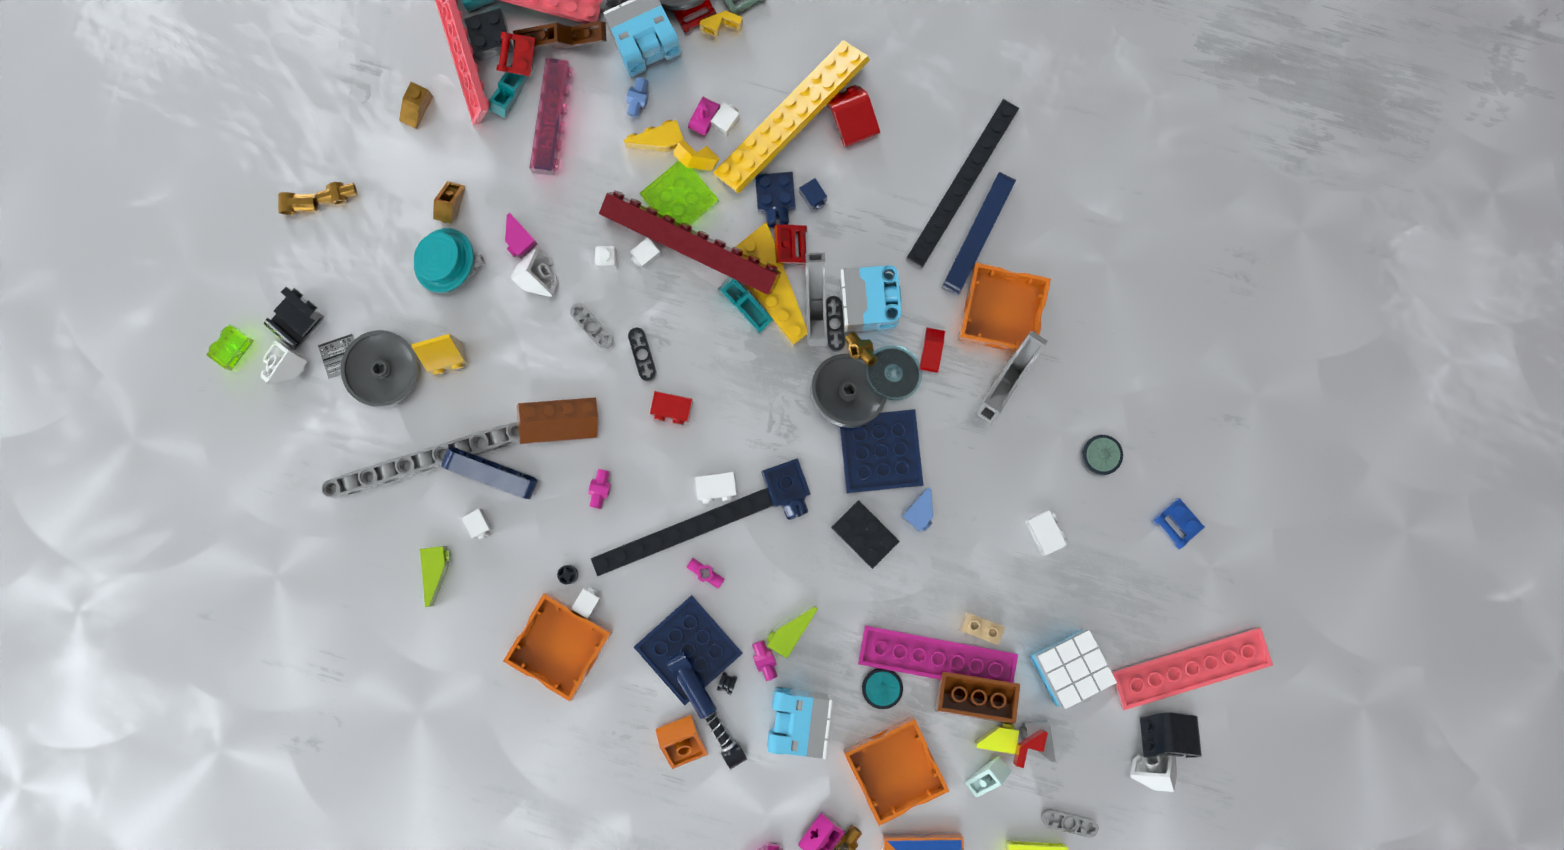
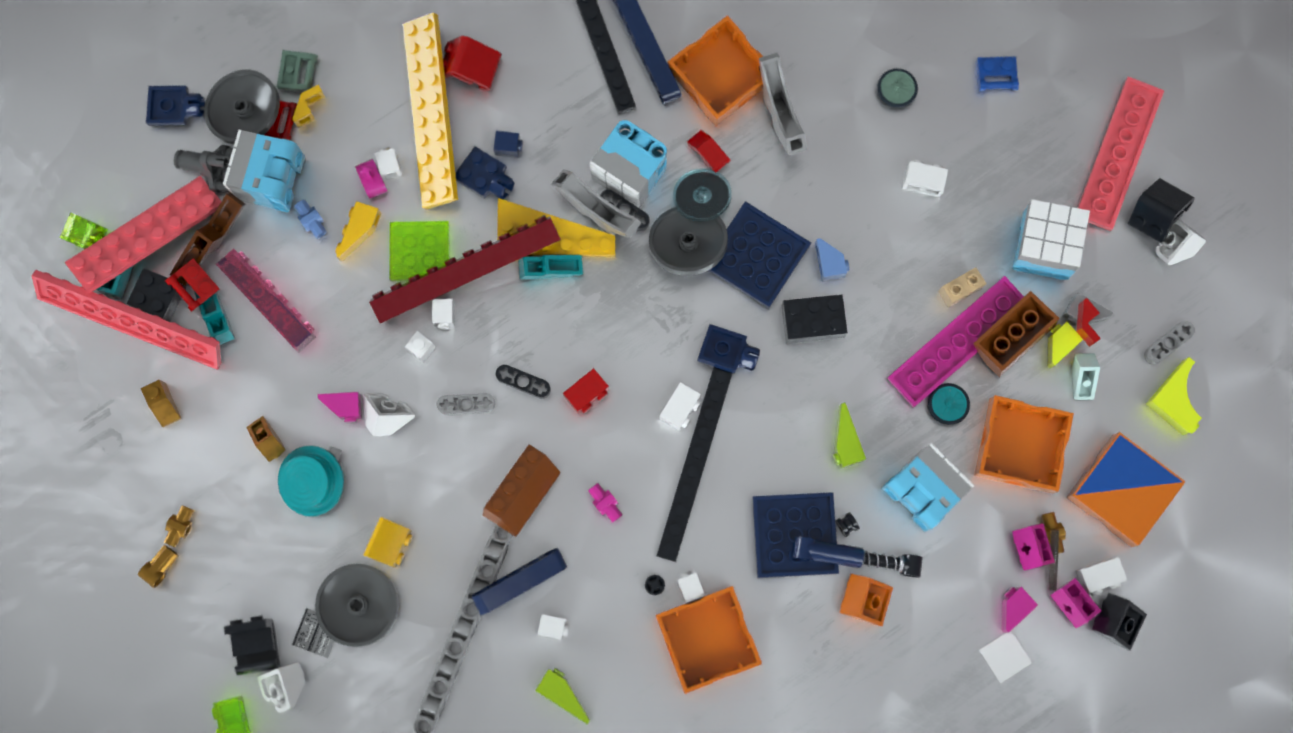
camera: 55 degrees left, 5 degrees down
(696, 567) = (753, 467): dark pink axle -> none
(703, 159) = (396, 215): yellow slope -> none
(764, 660) = (852, 479): dark pink axle -> none
(785, 244) = (530, 196): red plate -> none
(861, 349) = (662, 204): pearl gold axle -> none

